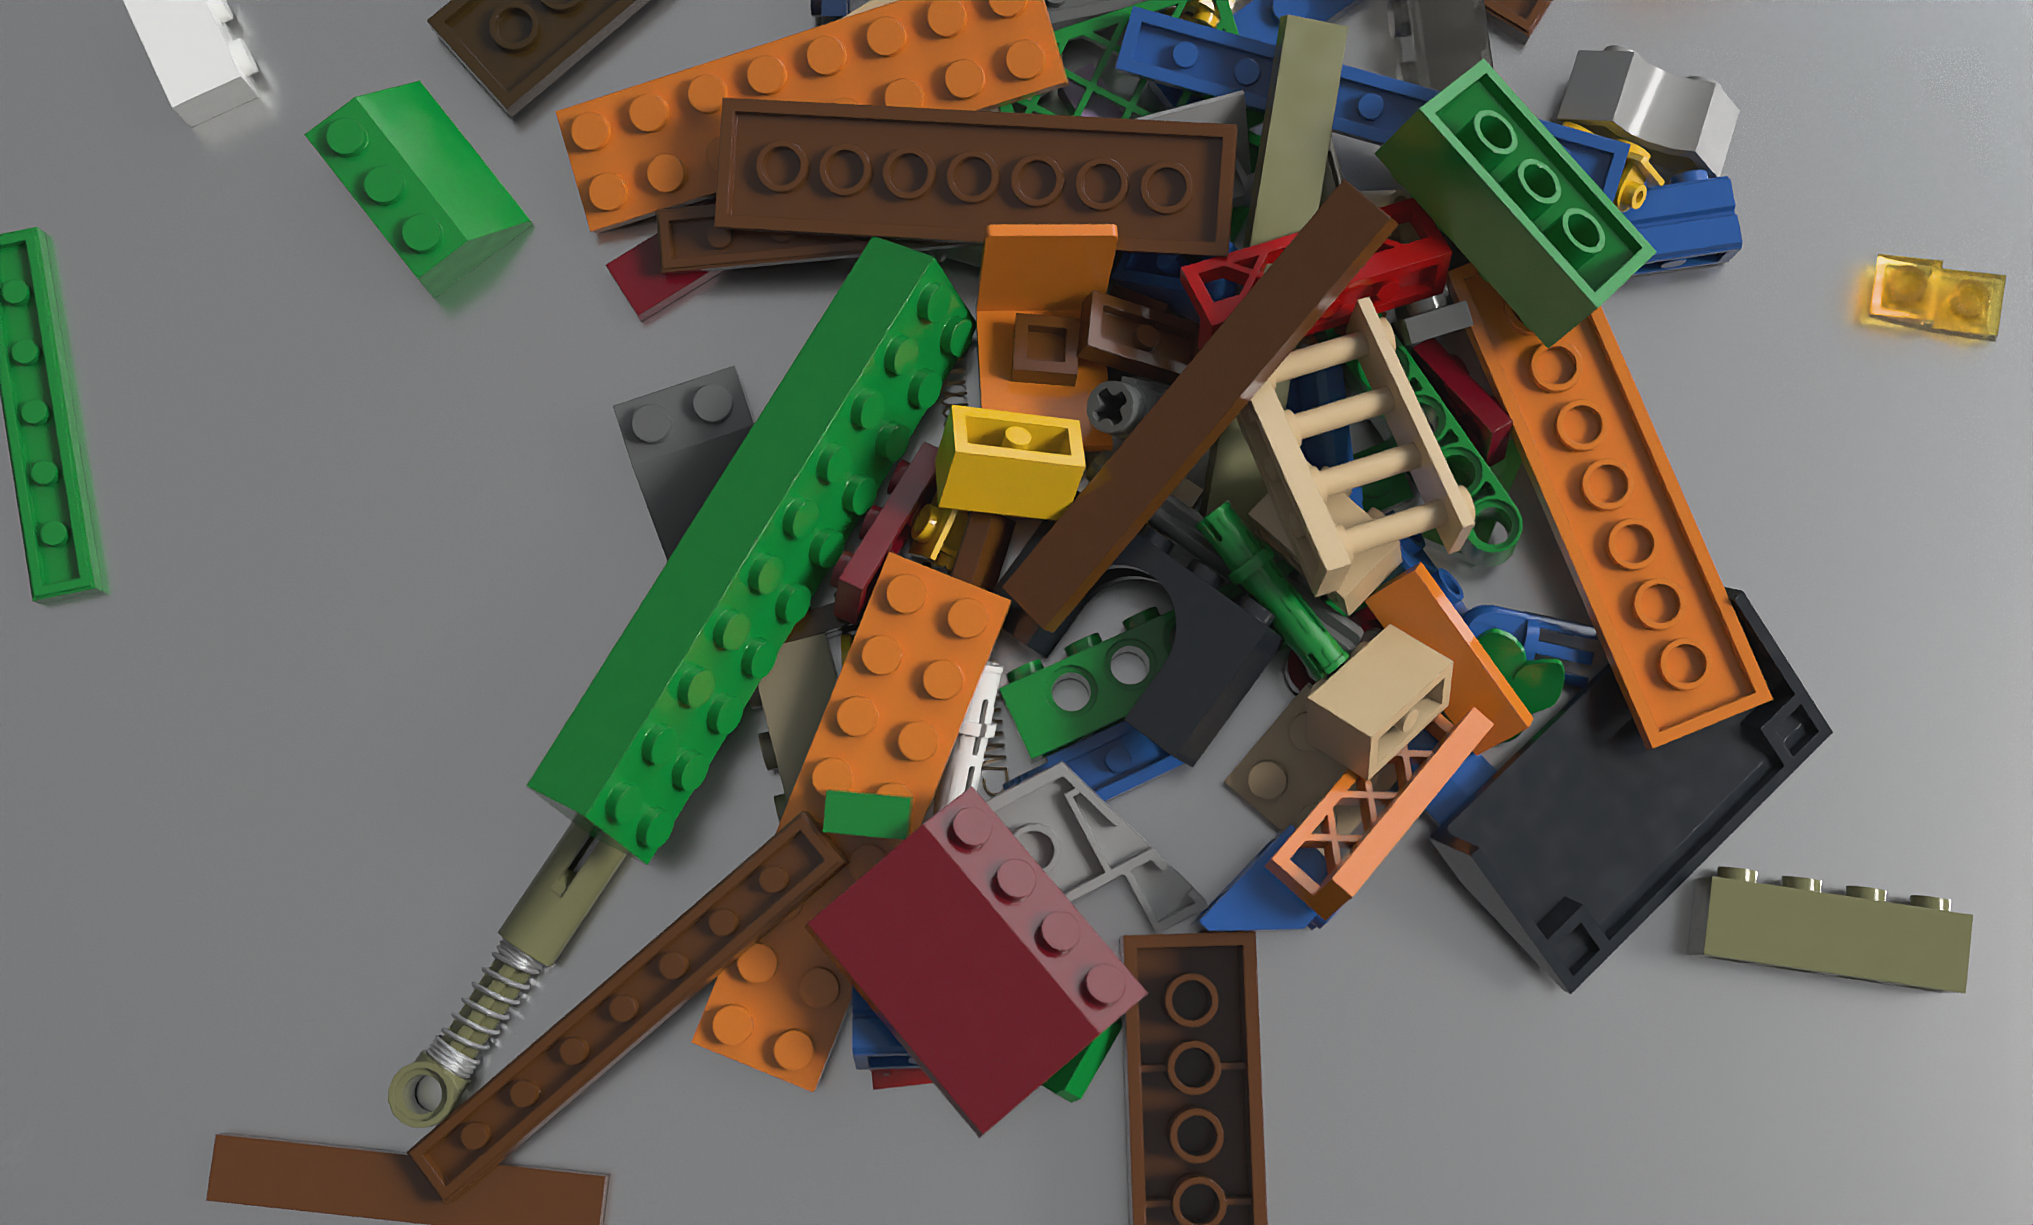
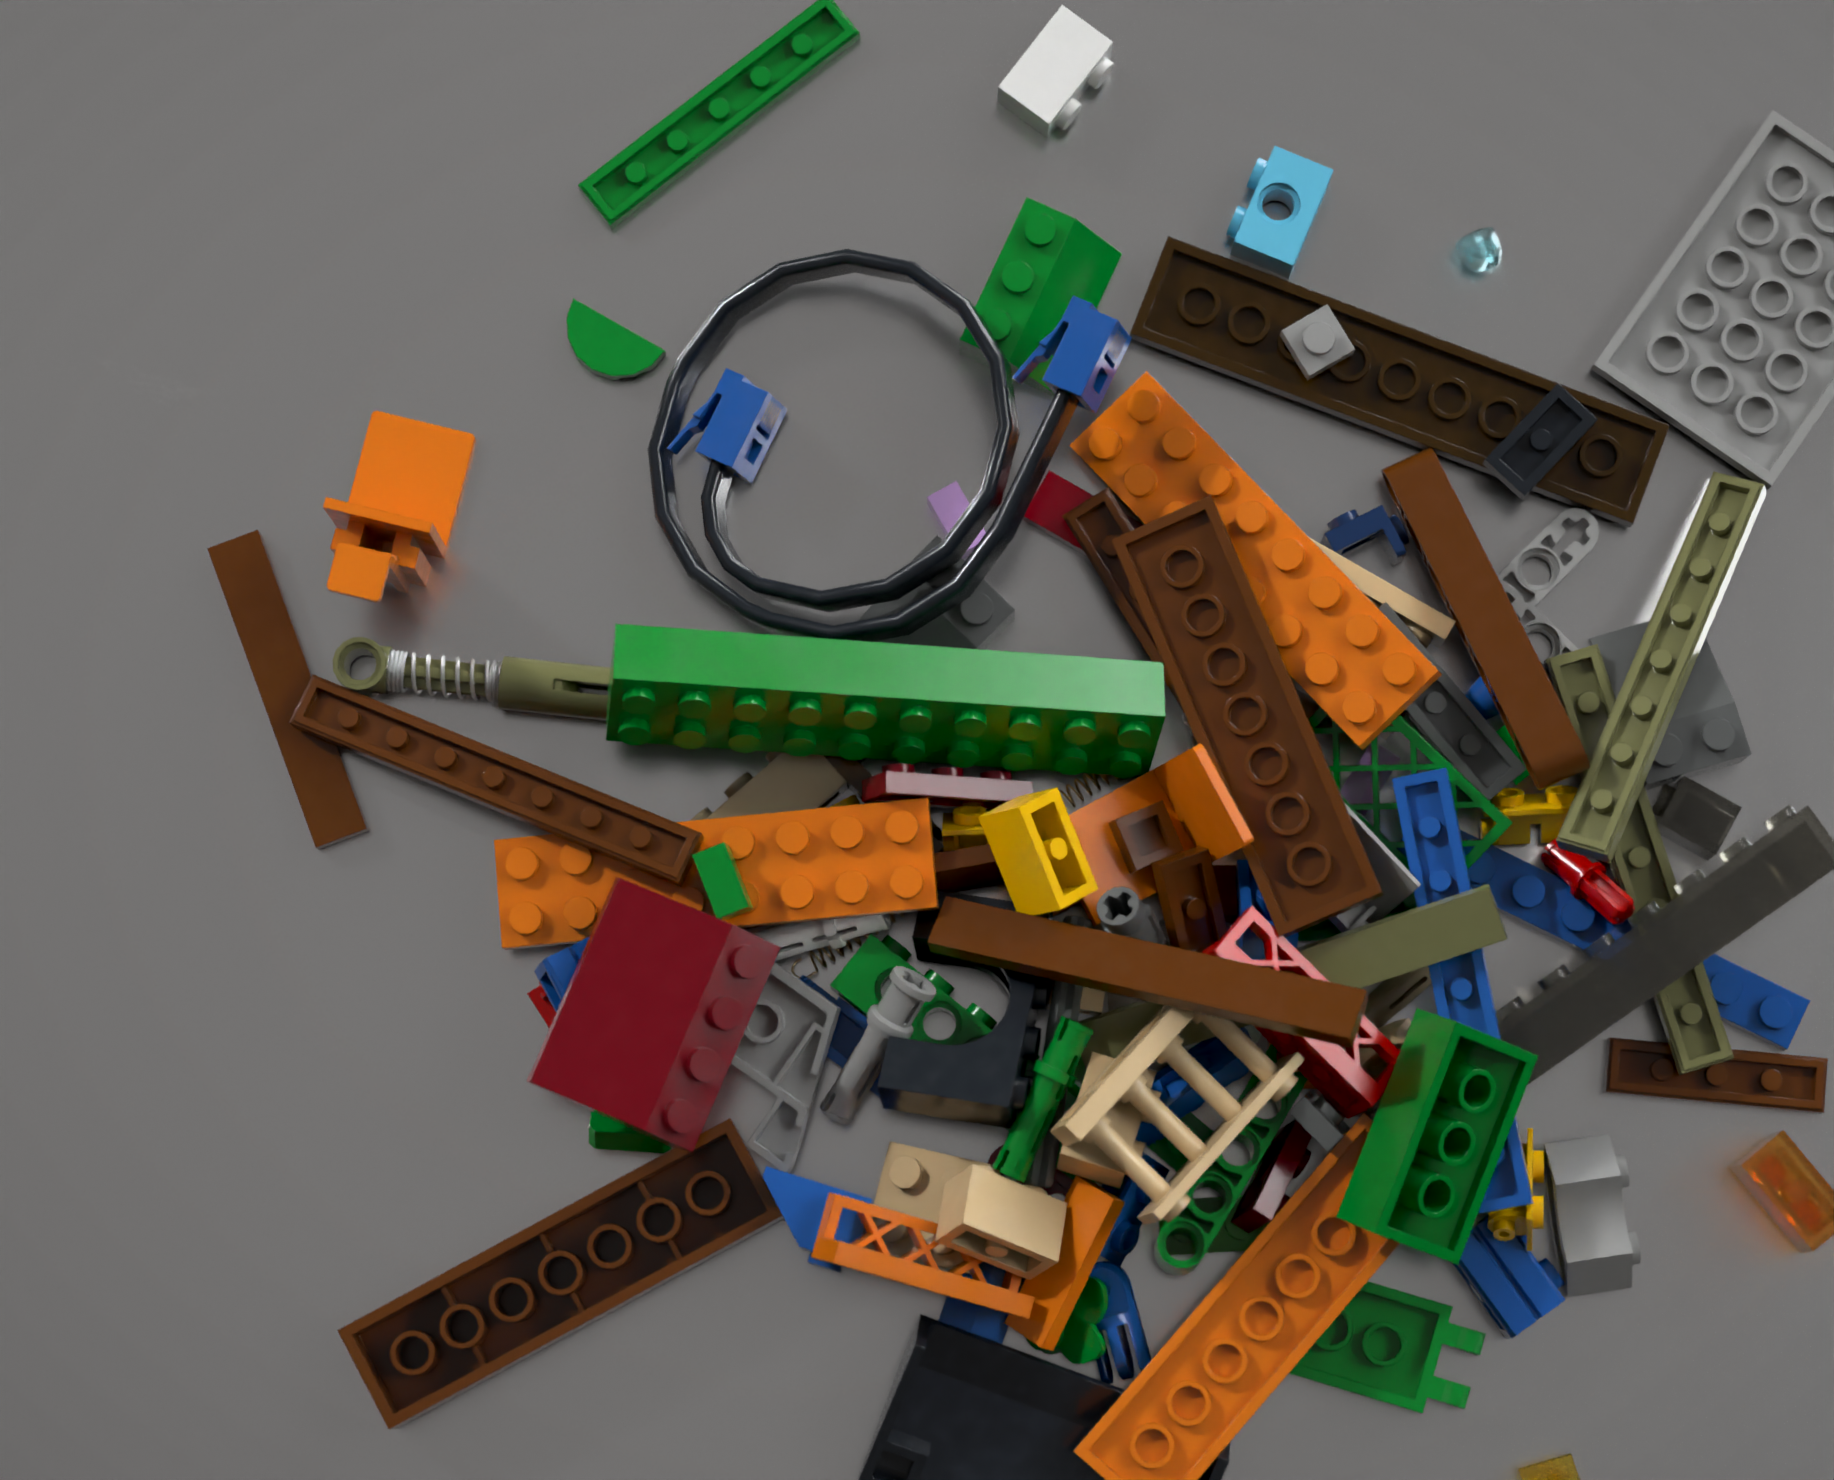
camera: 65 degrees right, 0 degrees up
(224, 656) = (608, 346): none -> green tile
(272, 967) = (397, 506): none -> orange piece
(377, 543) = (746, 419): none -> black piece
(605, 383) = (947, 508): none -> lavender piece
(1103, 717) = (888, 1018): none -> light grey pin
(1694, 373) = (1389, 1349): none -> green tile

